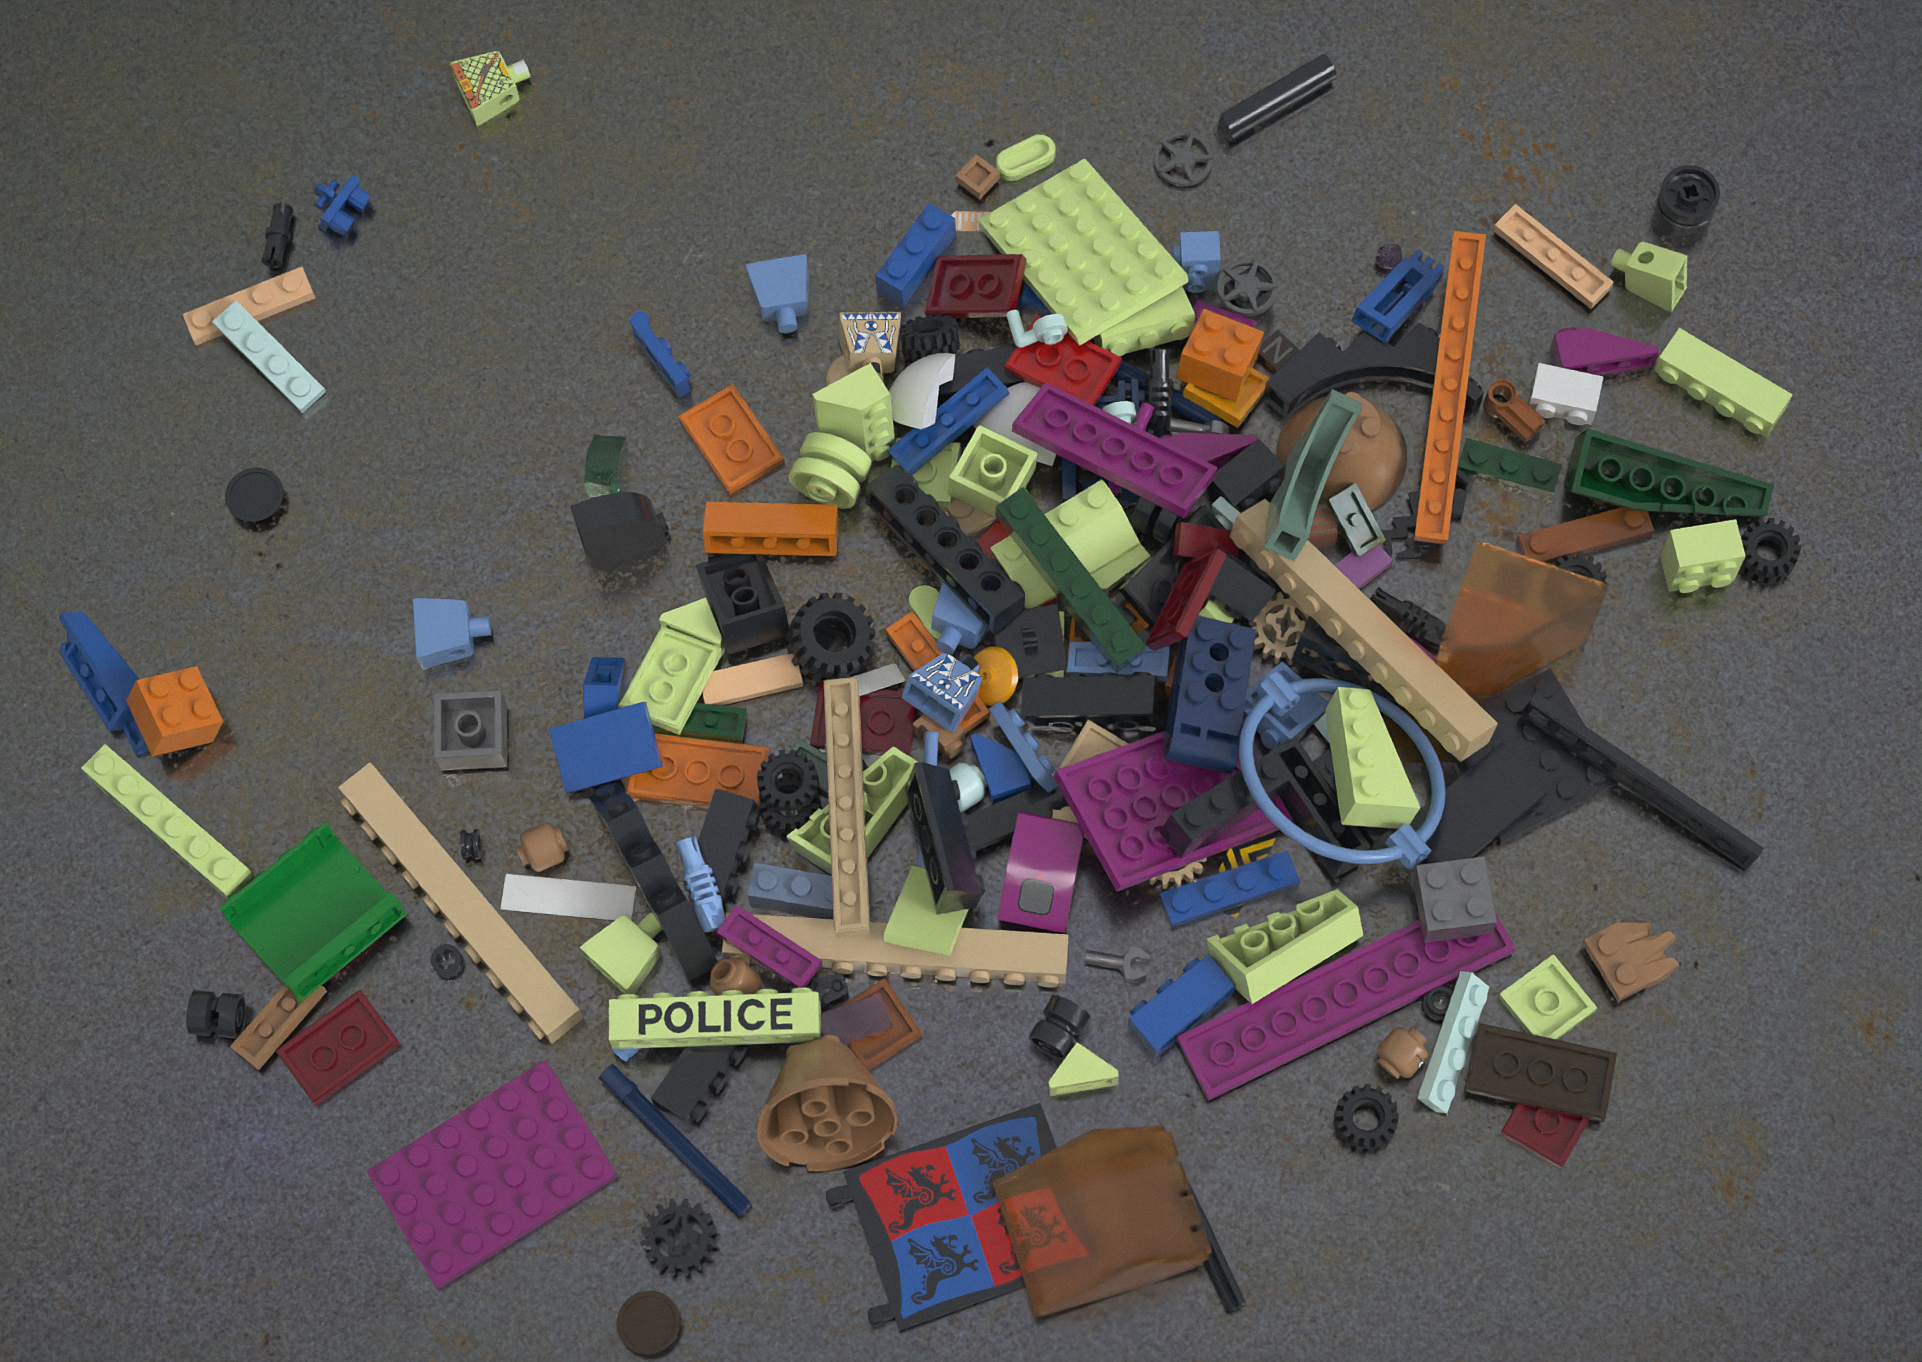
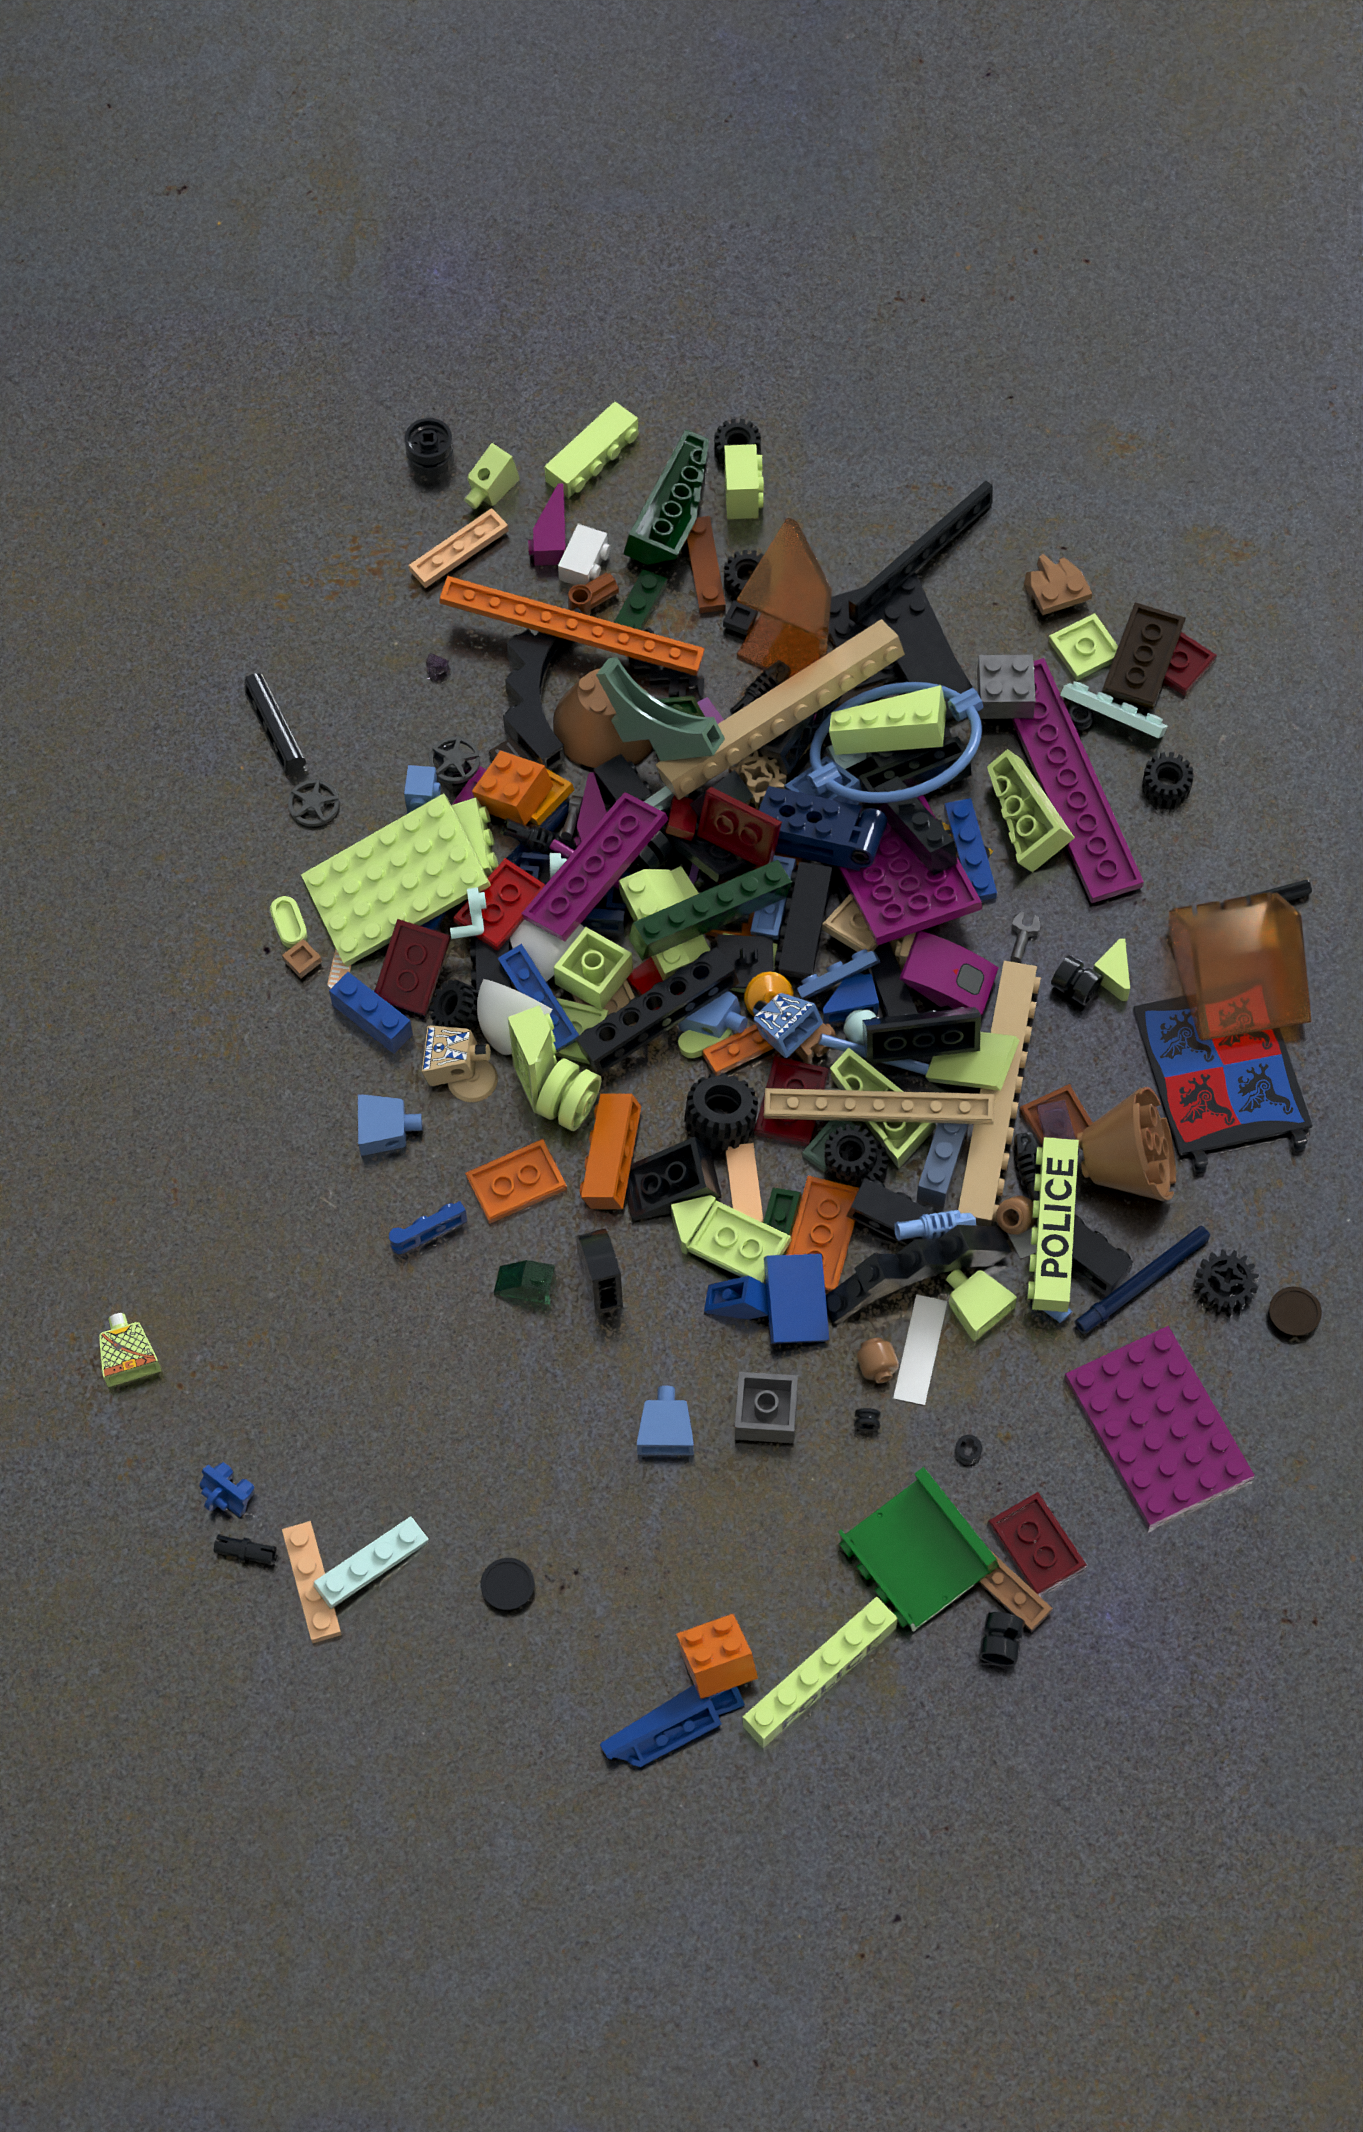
camera: 85 degrees left, 5 degrees down
(461, 903) = (918, 1432): tan brick -> none
(769, 947) = (995, 1178): magenta plate -> none
(879, 679) = (757, 1080): white sticker -> none
(1180, 1004) = (1066, 893): blue brick -> none
(1384, 309) = (493, 664): blue hinge -> none
(1402, 1052) = (1120, 745): medium nougat head -> none

